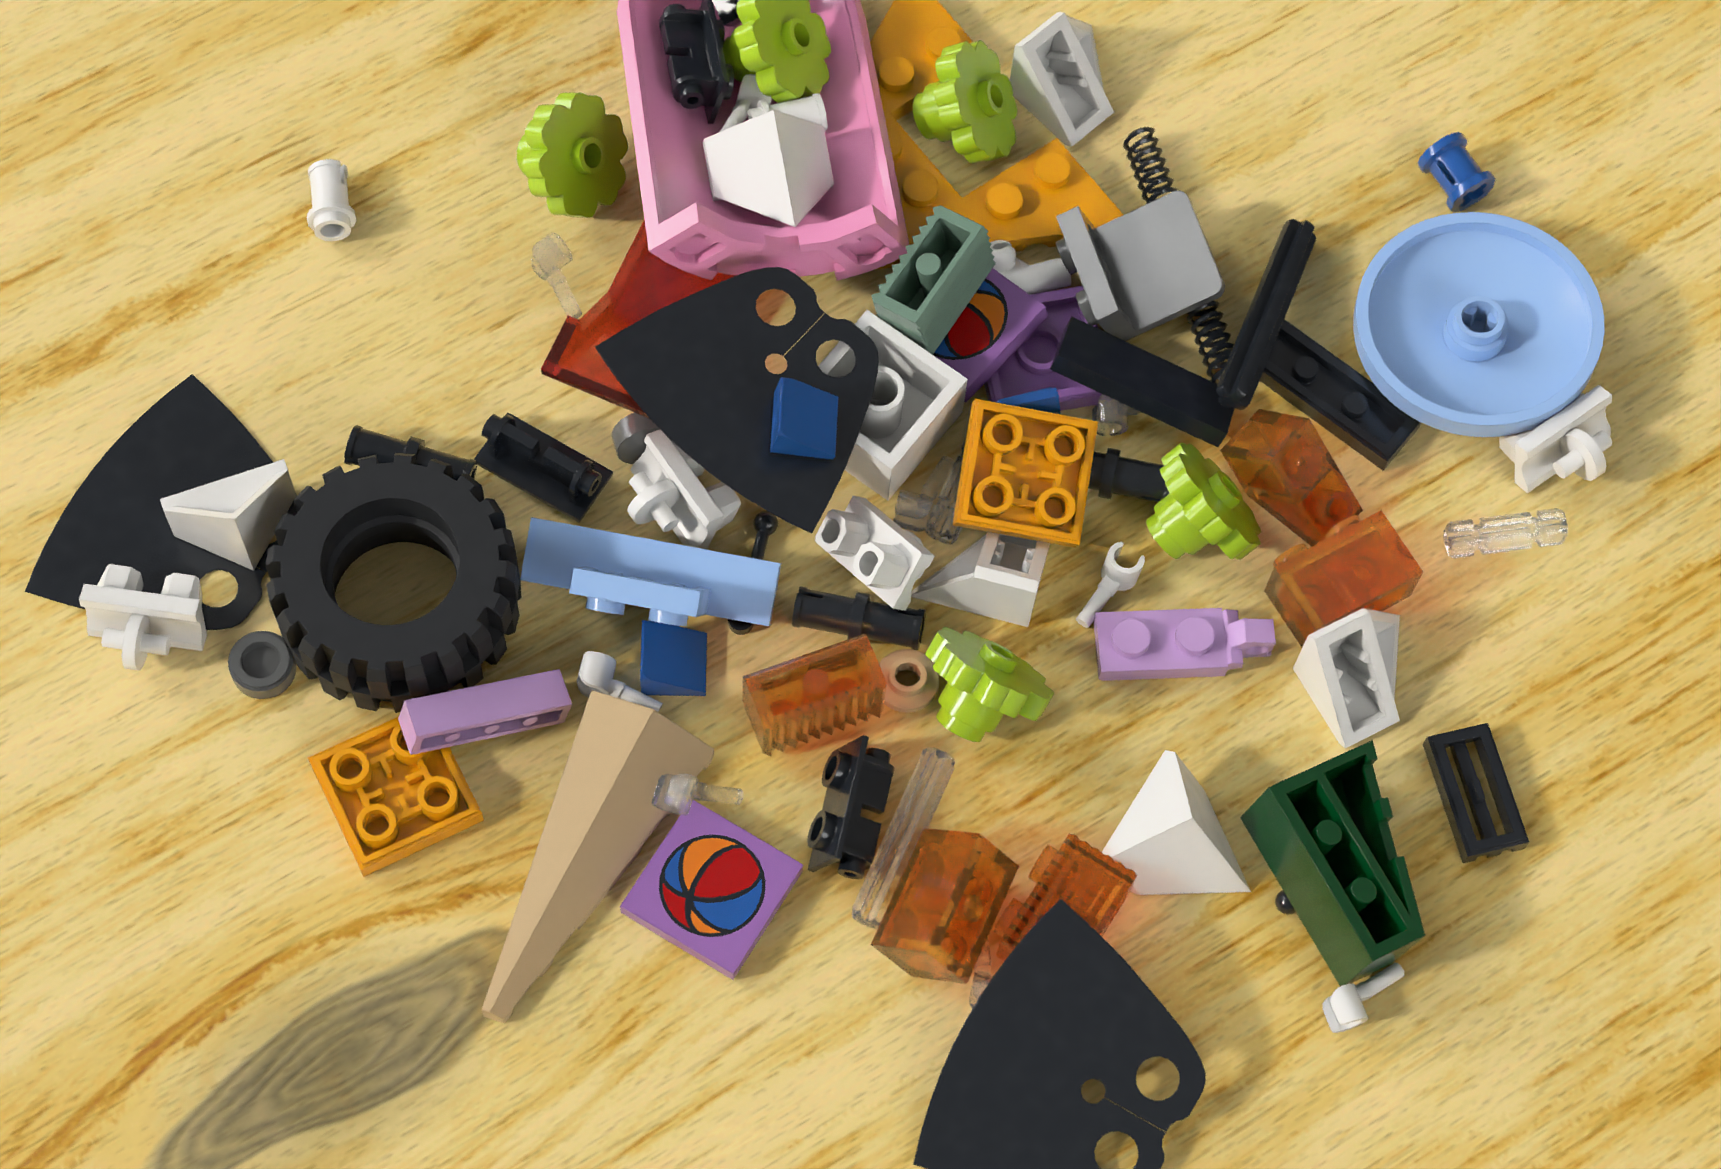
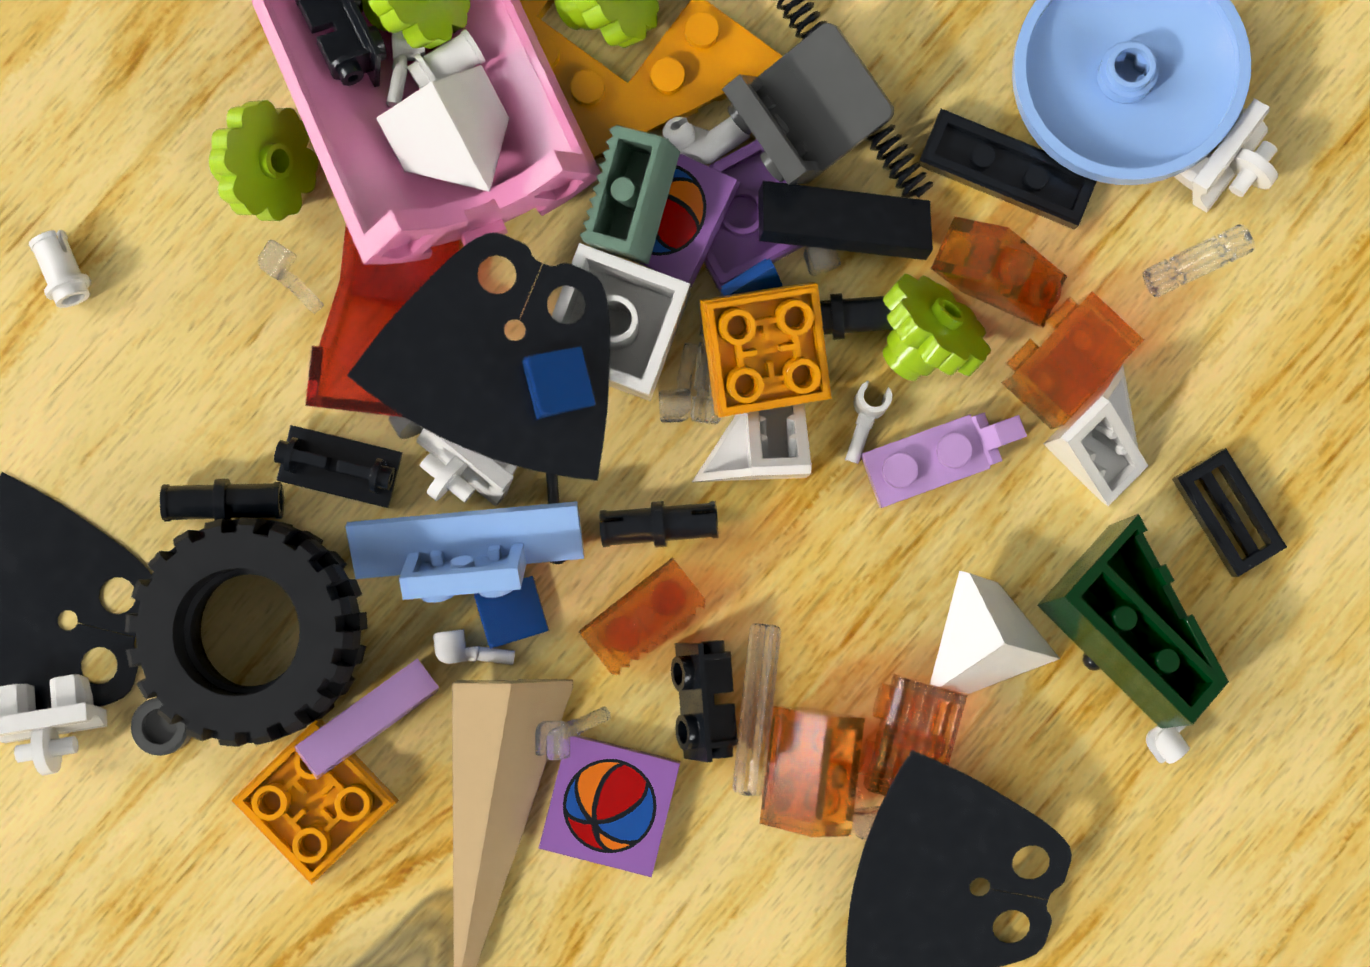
camera: 10 degrees left, 20 degrees up
(234, 513) = (88, 606): white slope -> none
(875, 550) = (658, 463): white hips -> none
(913, 697) = (731, 554): tan plate -> none
(983, 684) = (788, 556): lime plant -> none
(1266, 314) = (936, 117): black axle -> none

